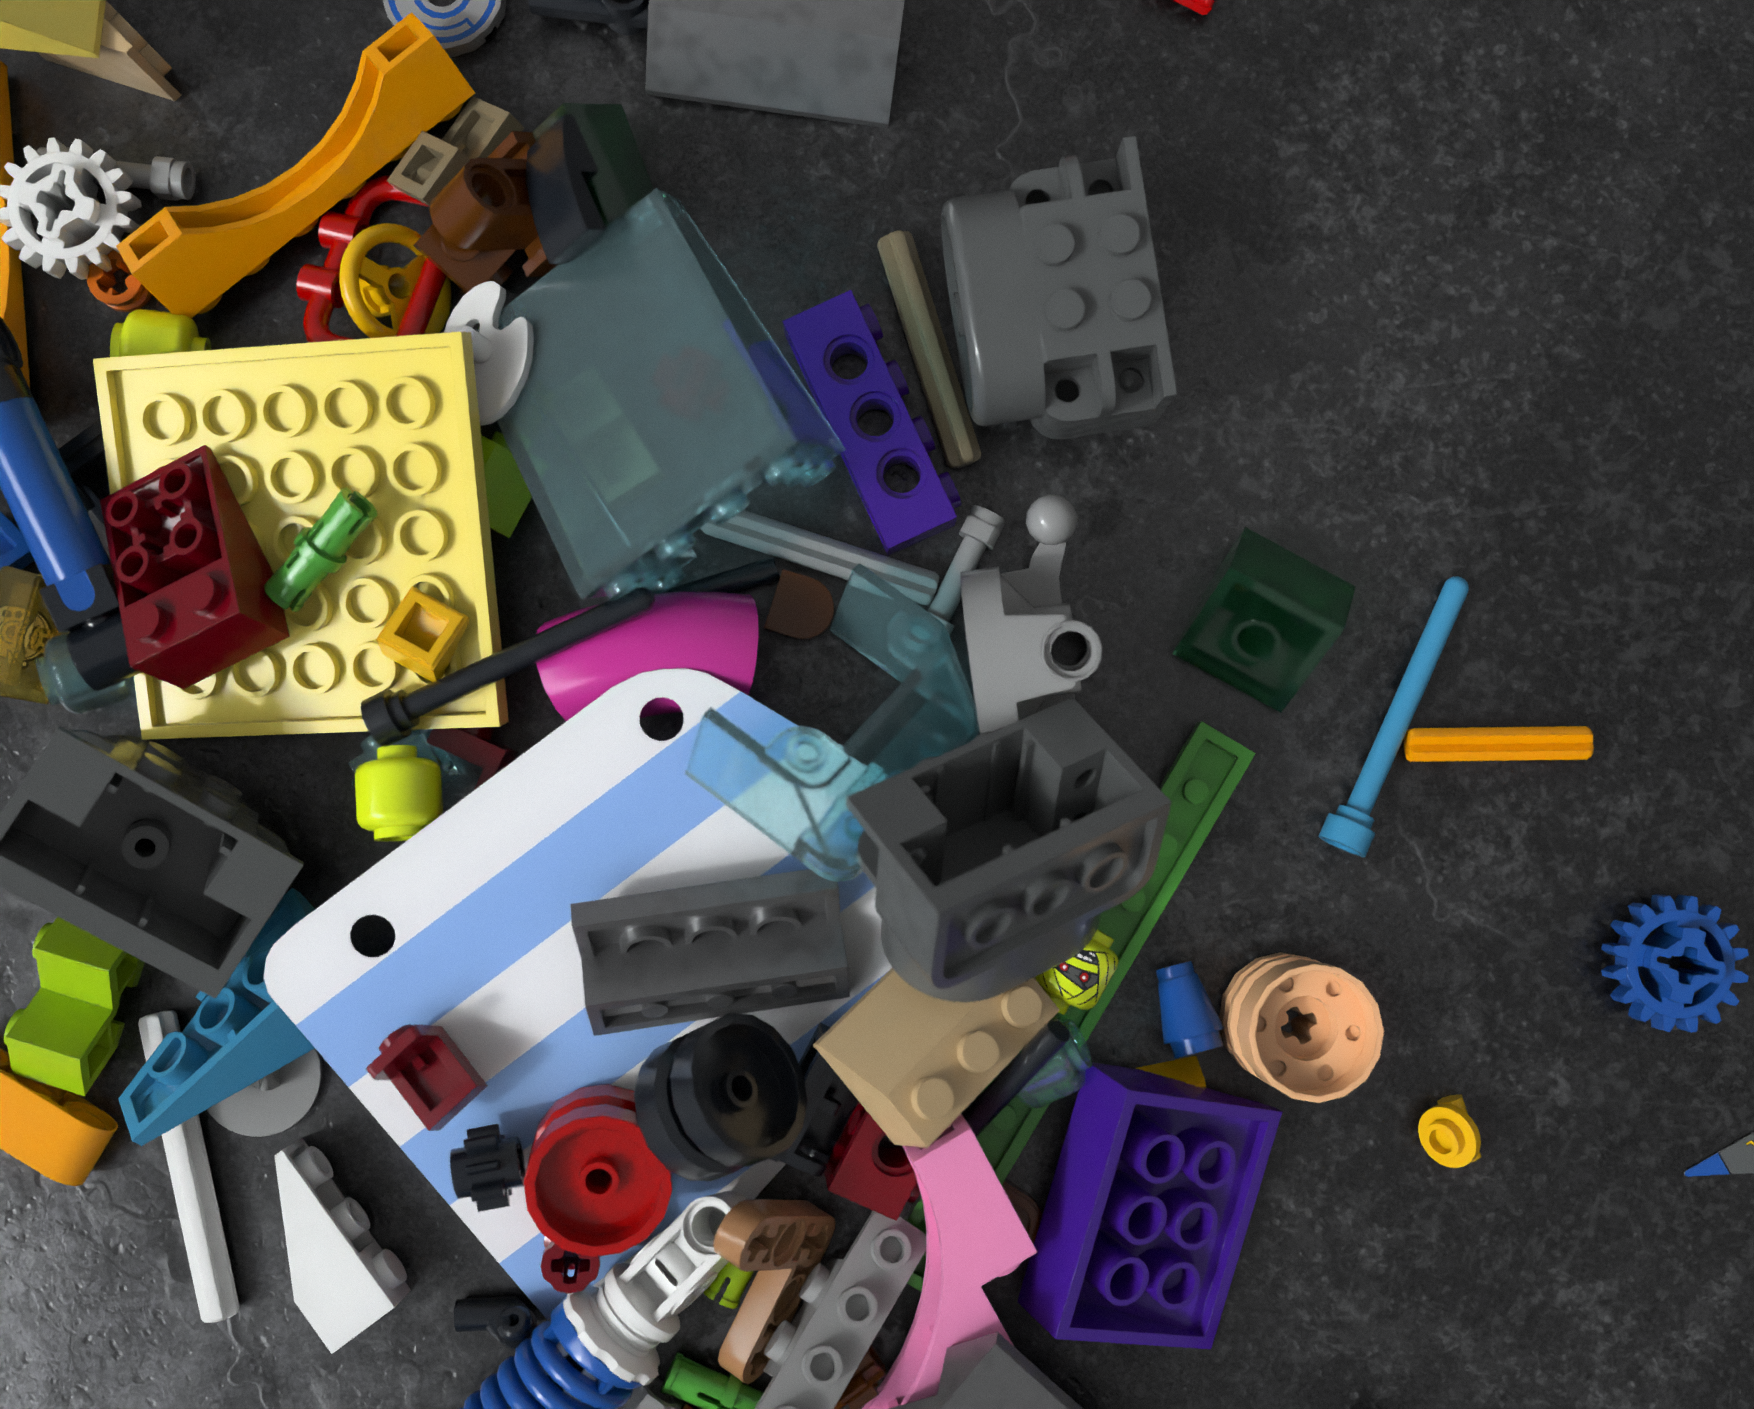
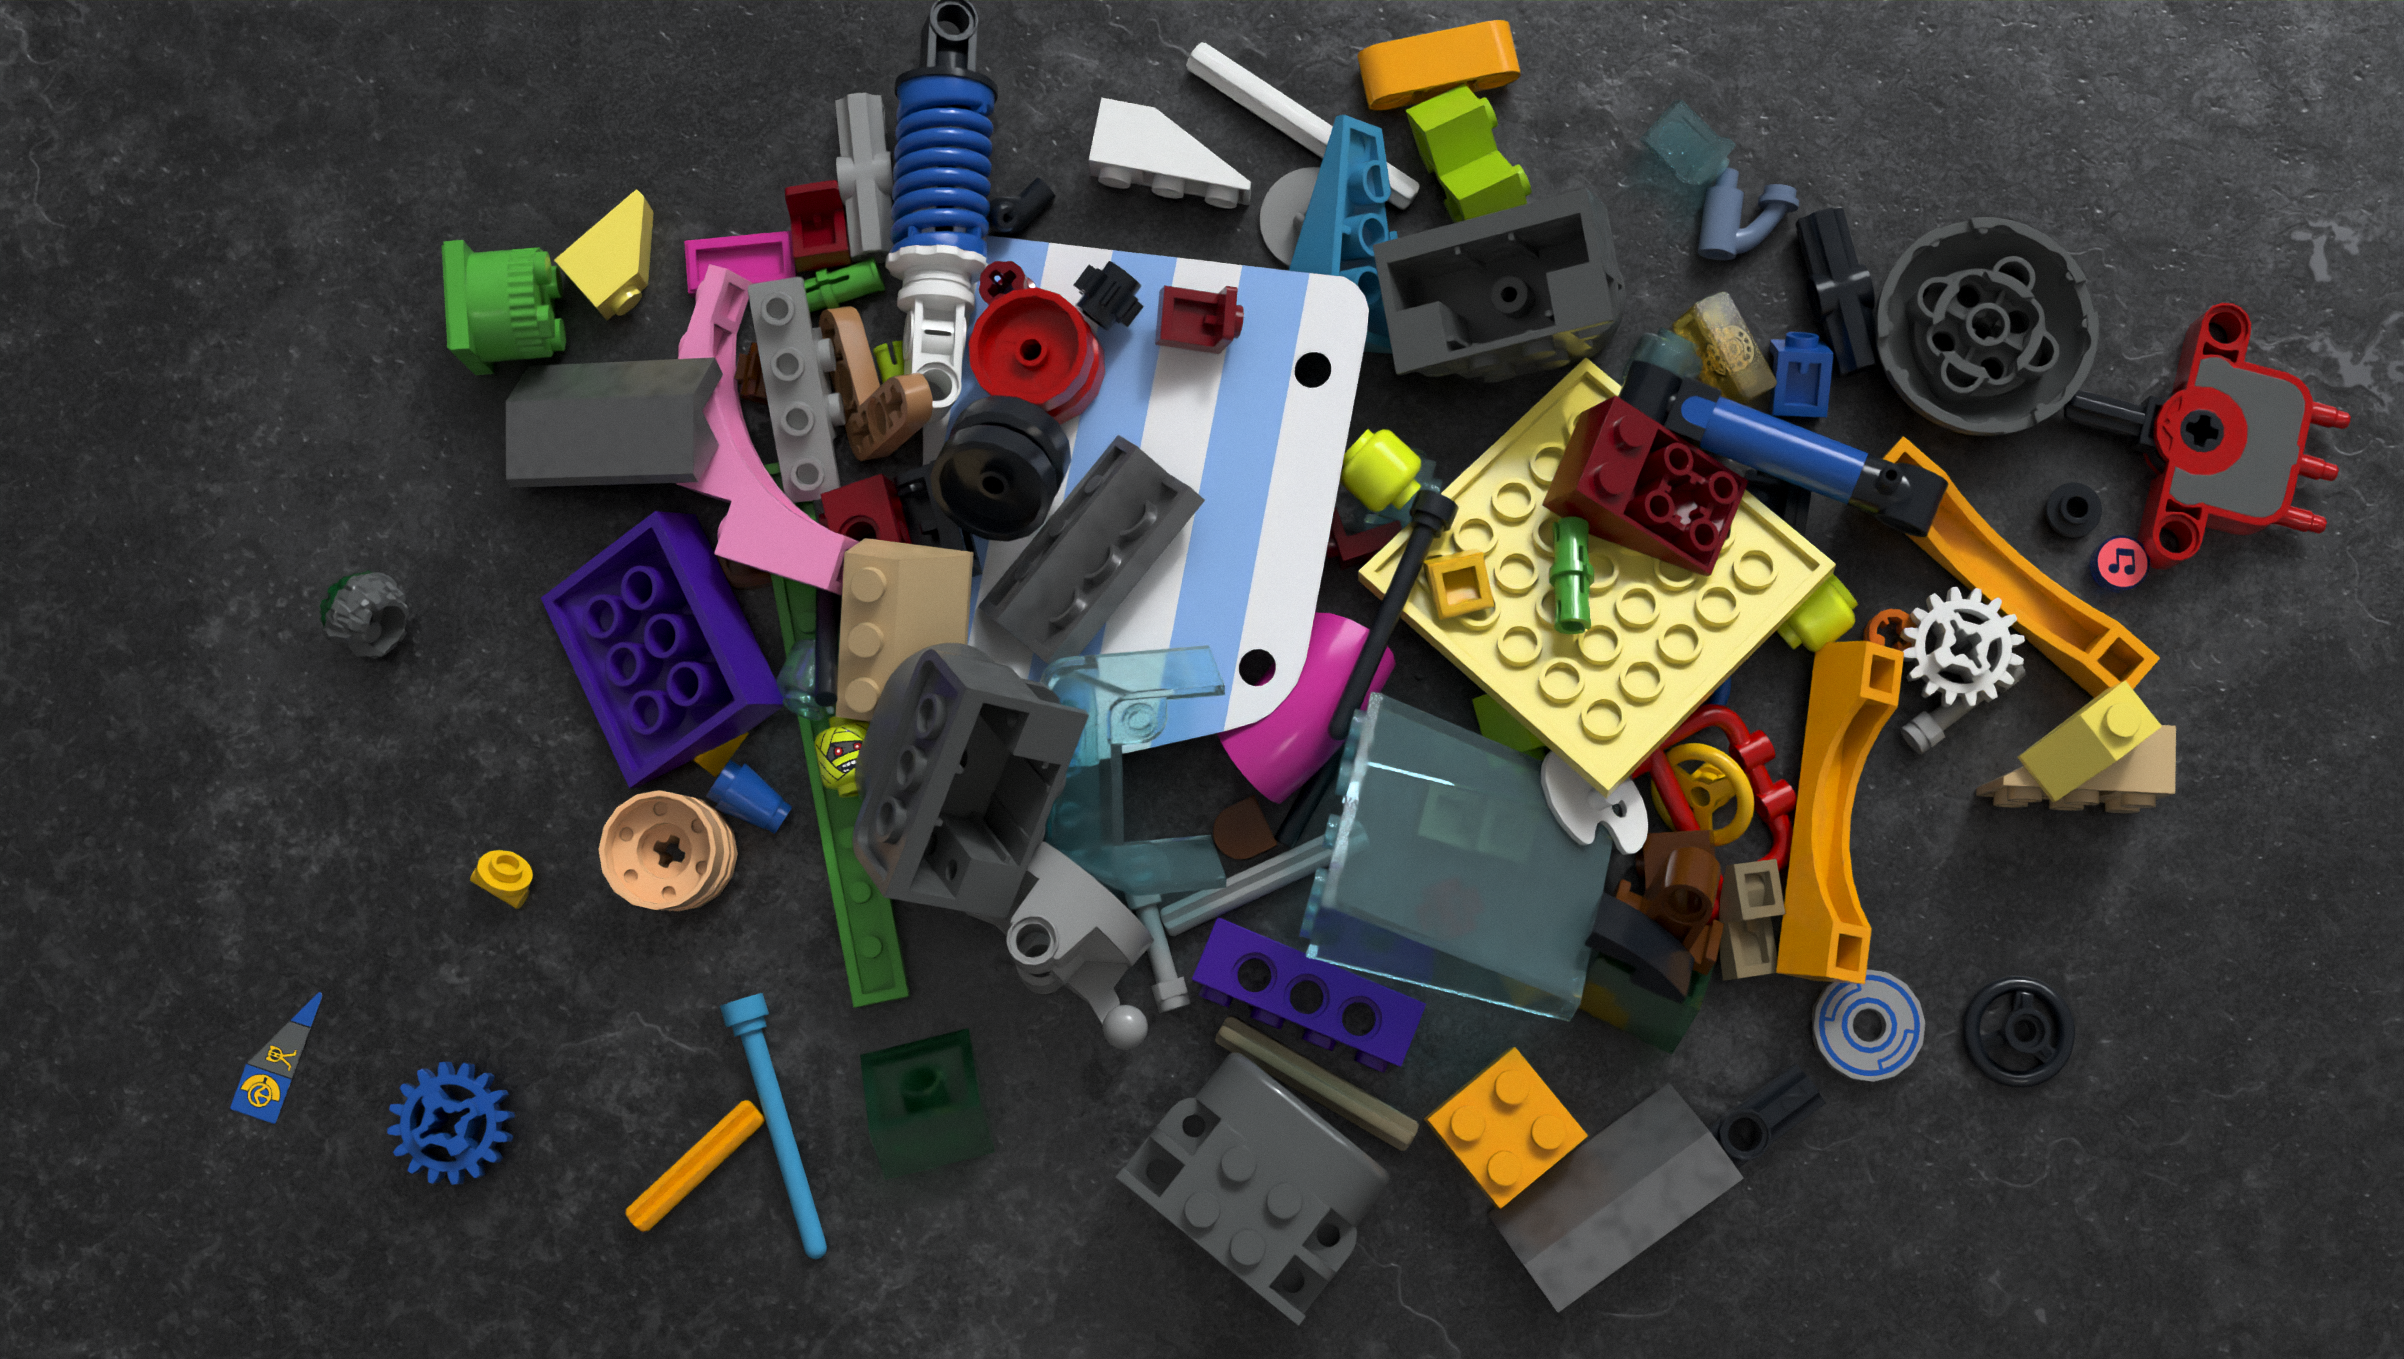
camera: 140 degrees right, 5 degrees down
(810, 170) = (1505, 1127): none -> light orange brick

